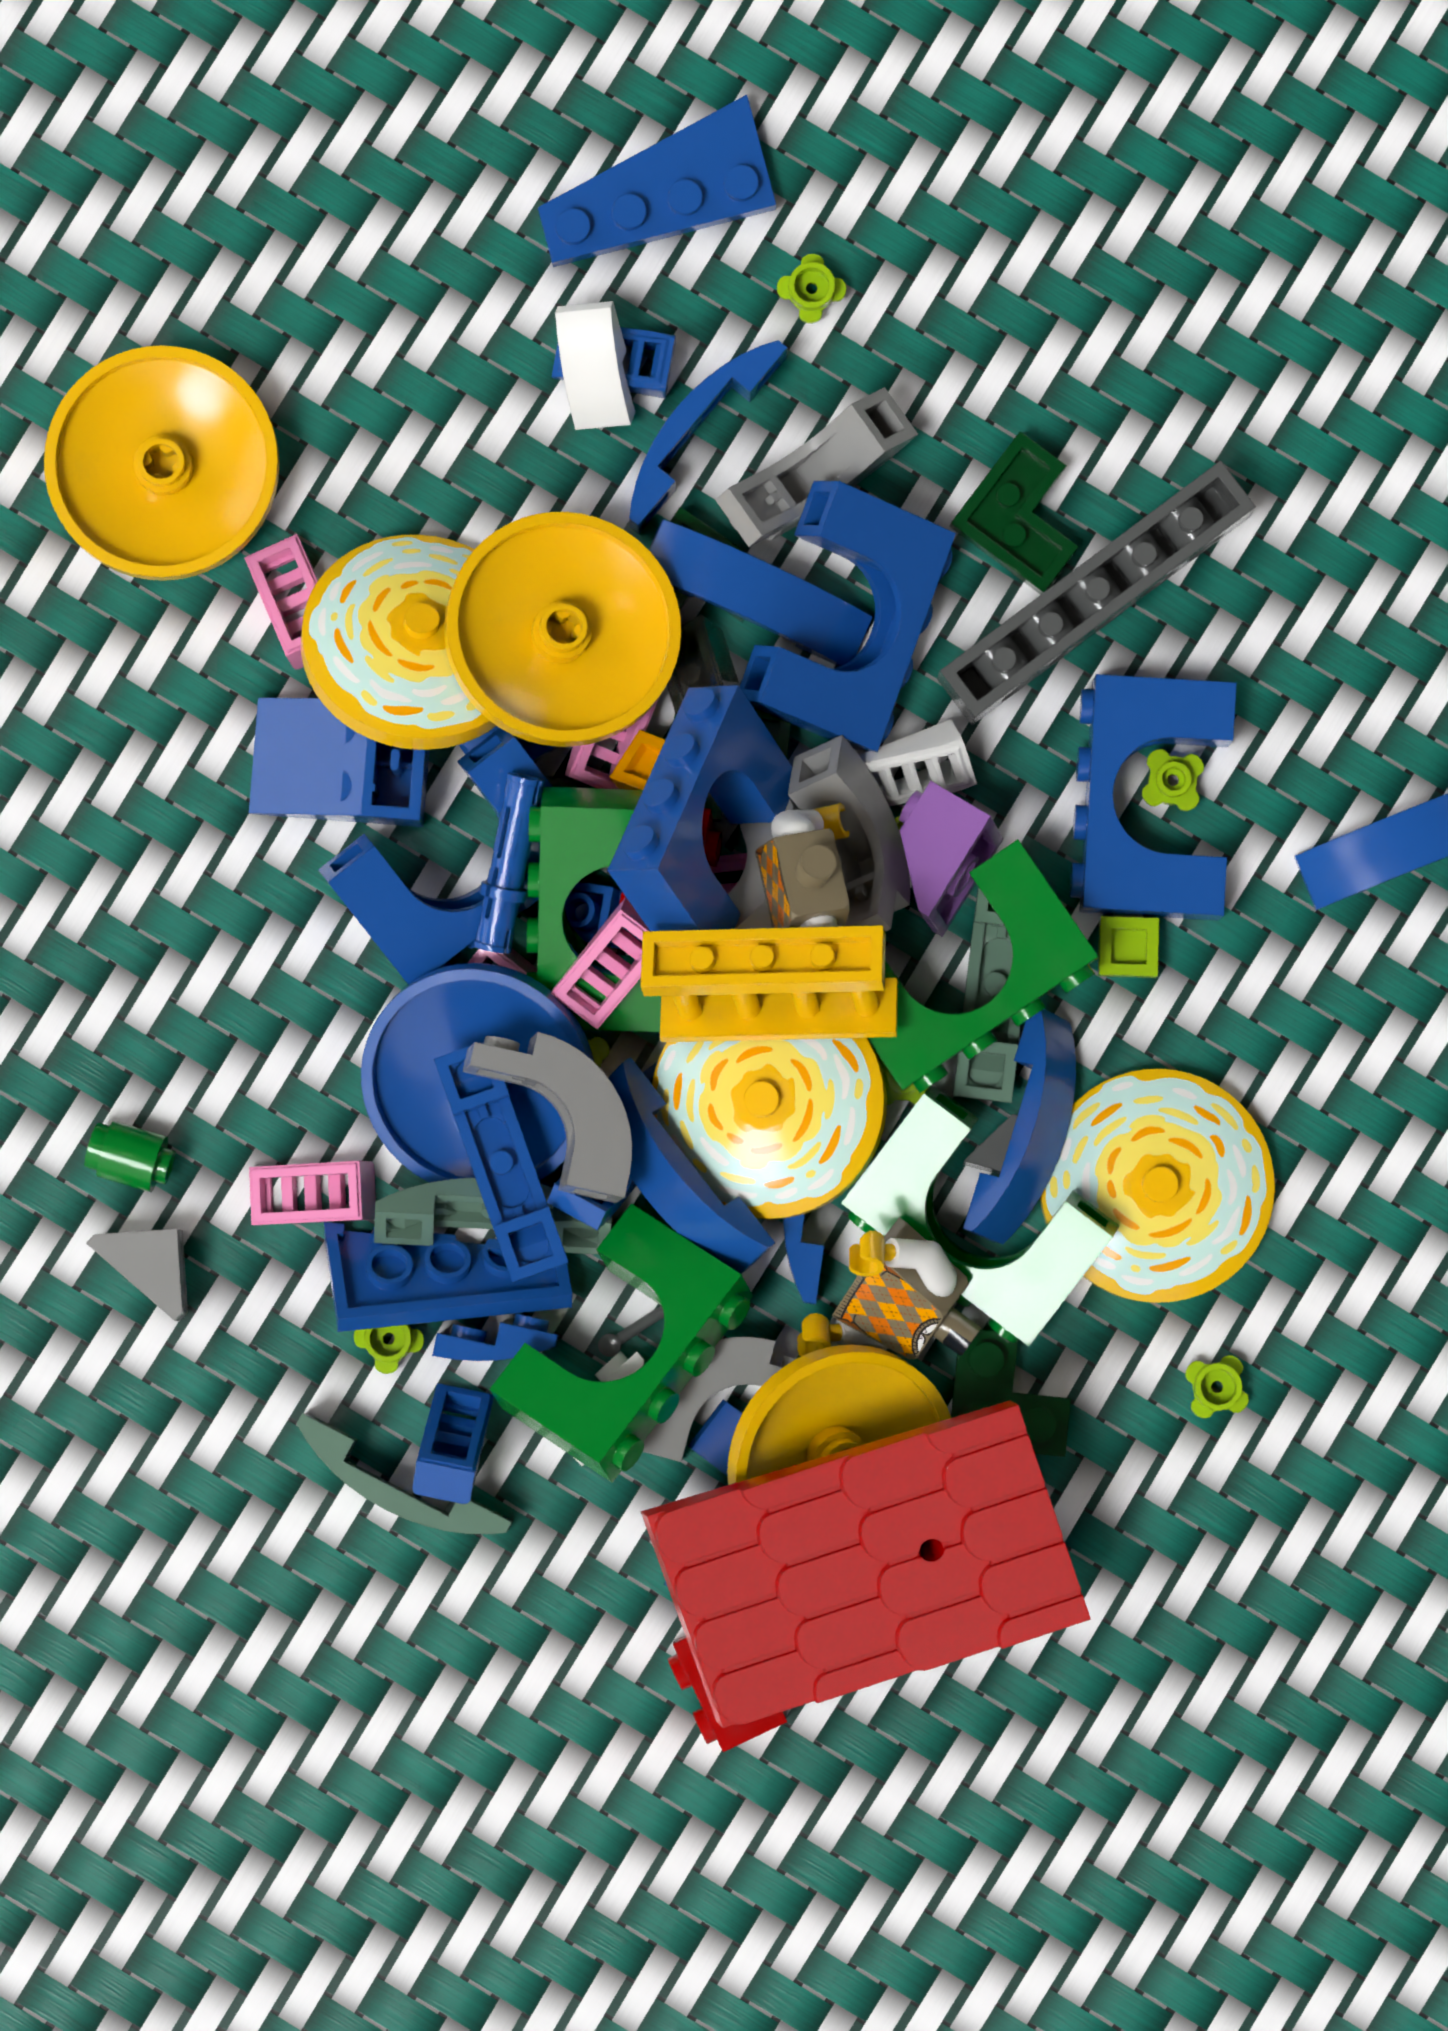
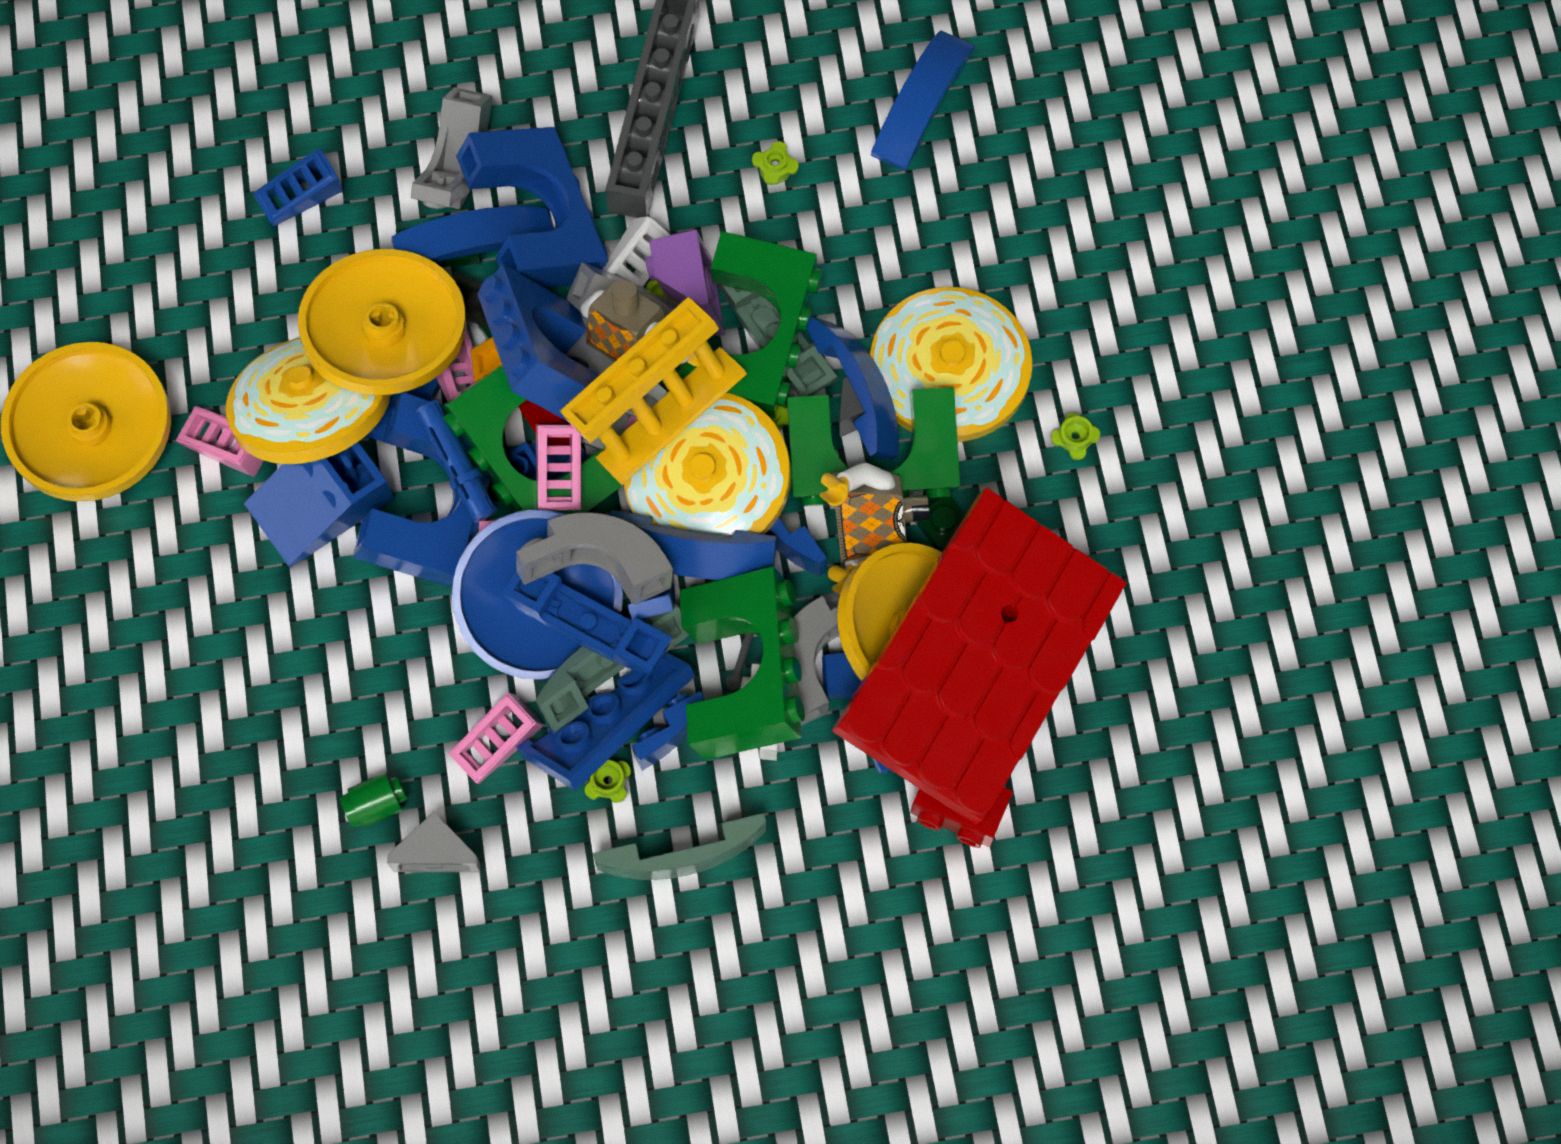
camera: 40 degrees left, 15 degrees down
(452, 1444) = (694, 802): blue slope -> none
(592, 365) = (288, 194): white slope -> none
(674, 187) = (257, 90): blue wing -> none
(743, 374) = (372, 145): blue slope -> none
(811, 272) = (371, 70): lime plate -> none
(1002, 518) = (573, 108): dark green plate -> none
(1115, 869) = (724, 150): blue arch -> none
(1128, 947) = (831, 257): lime plate -> none

